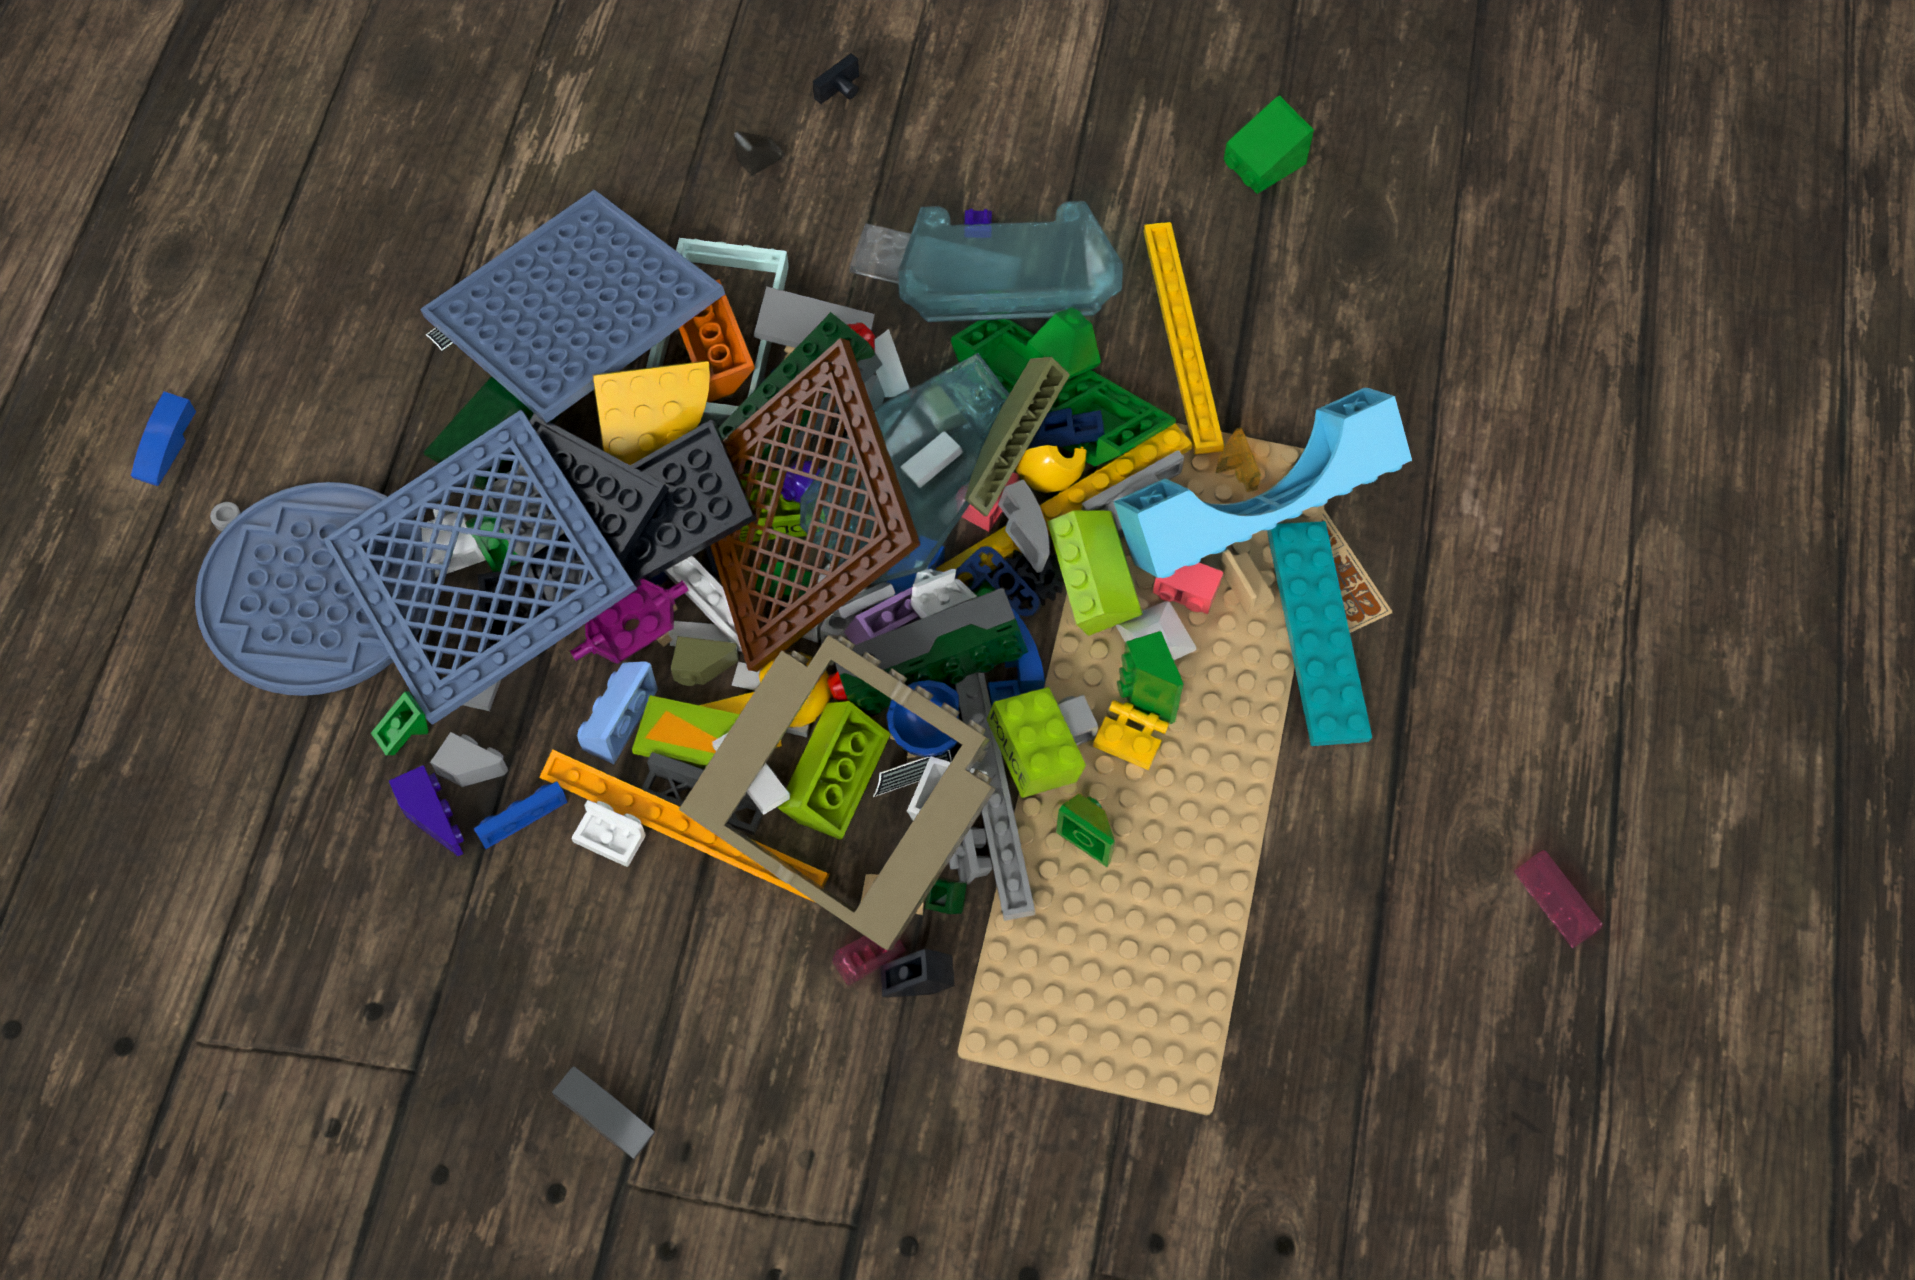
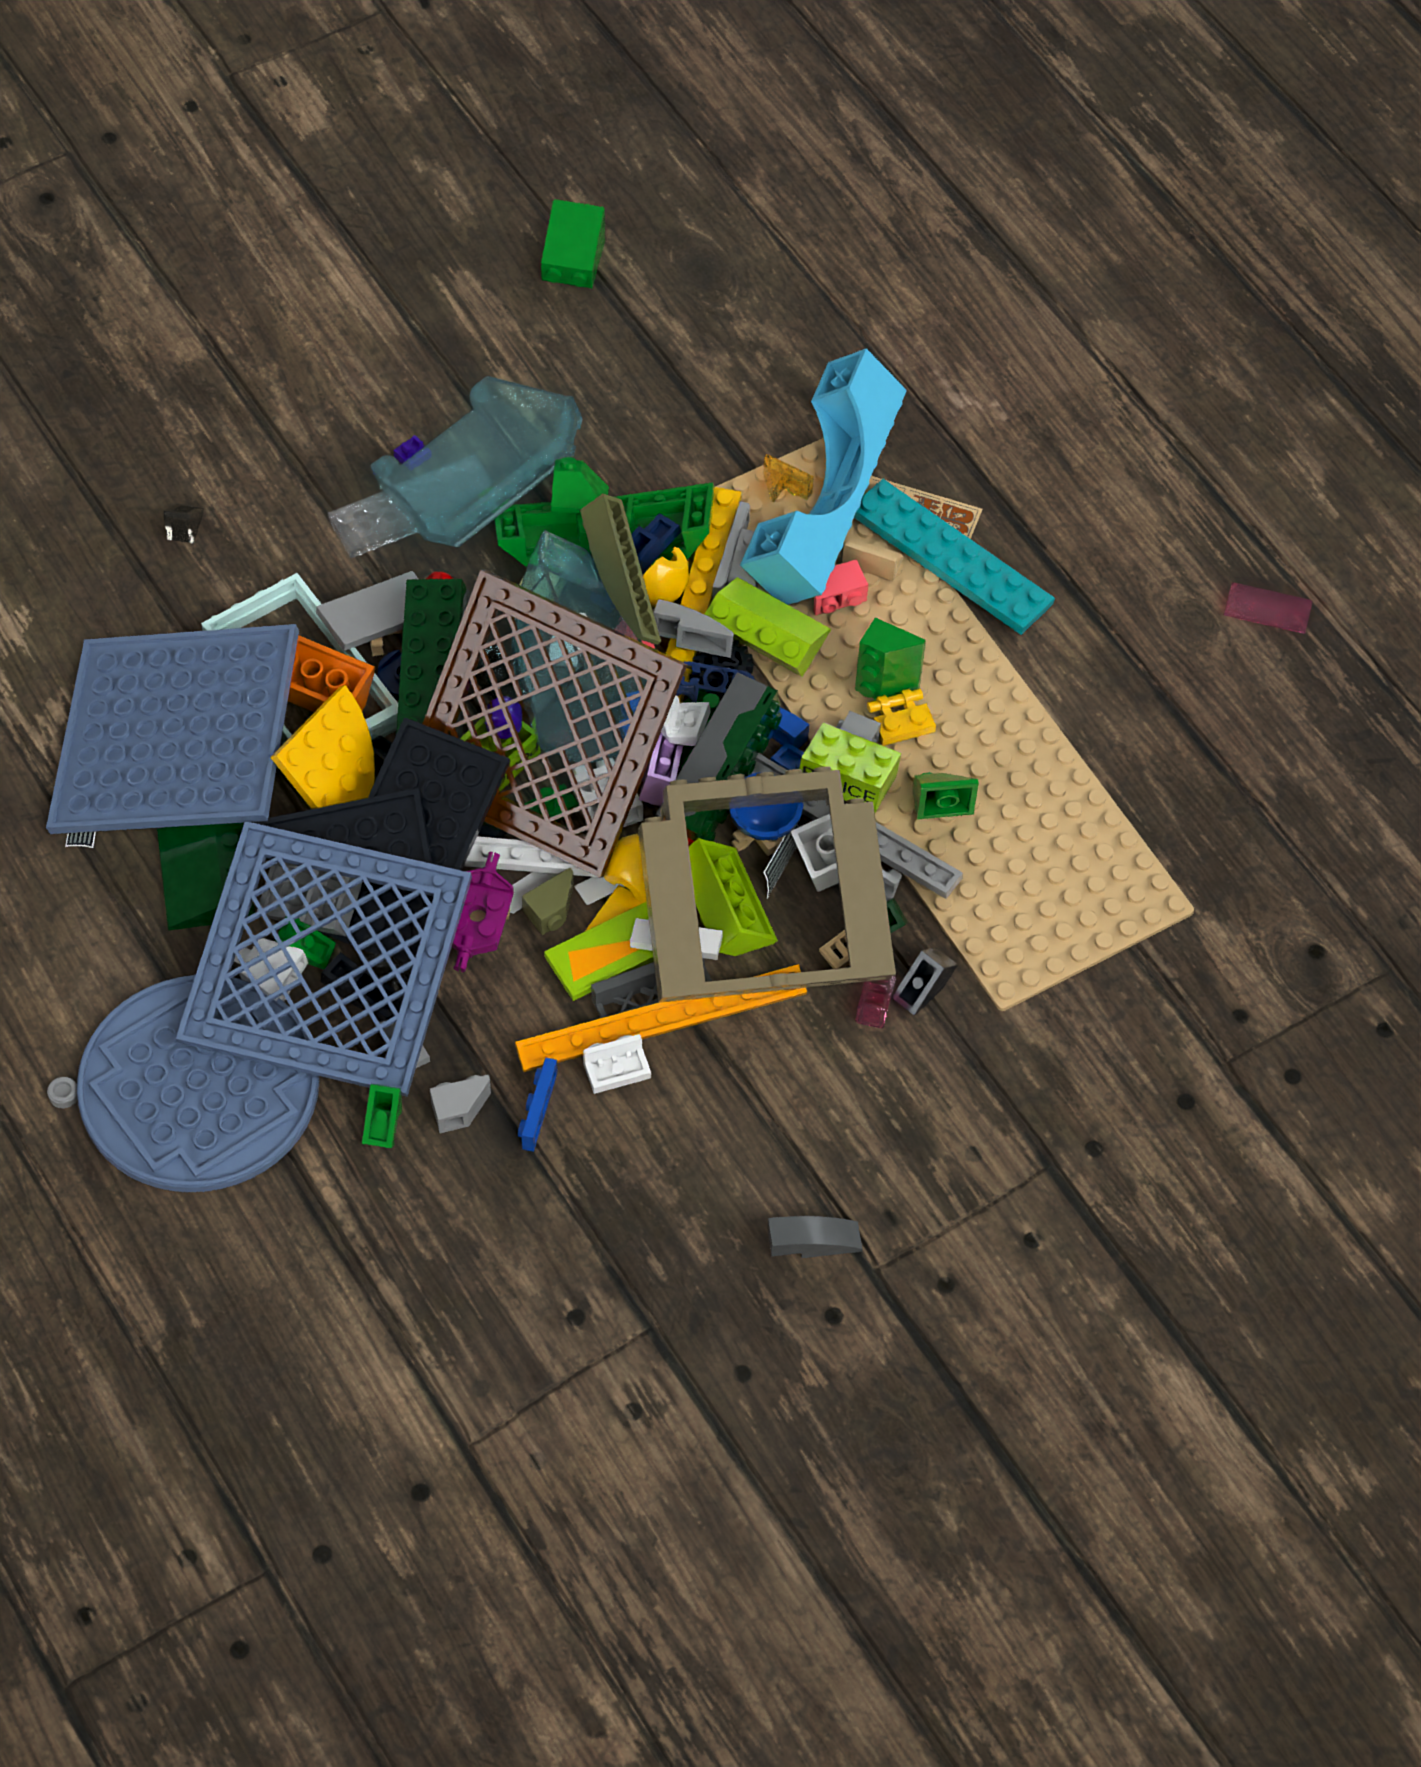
camera: 45 degrees left, 5 degrees down
(420, 803) = (463, 1156): dark purple slope -> none
(618, 711) = (531, 979): light blue slope -> none
(837, 79) = (189, 422): black tile -> none
(1164, 619) = (843, 640): white slope -> none
(1183, 339) = (652, 424): yellow plate -> none

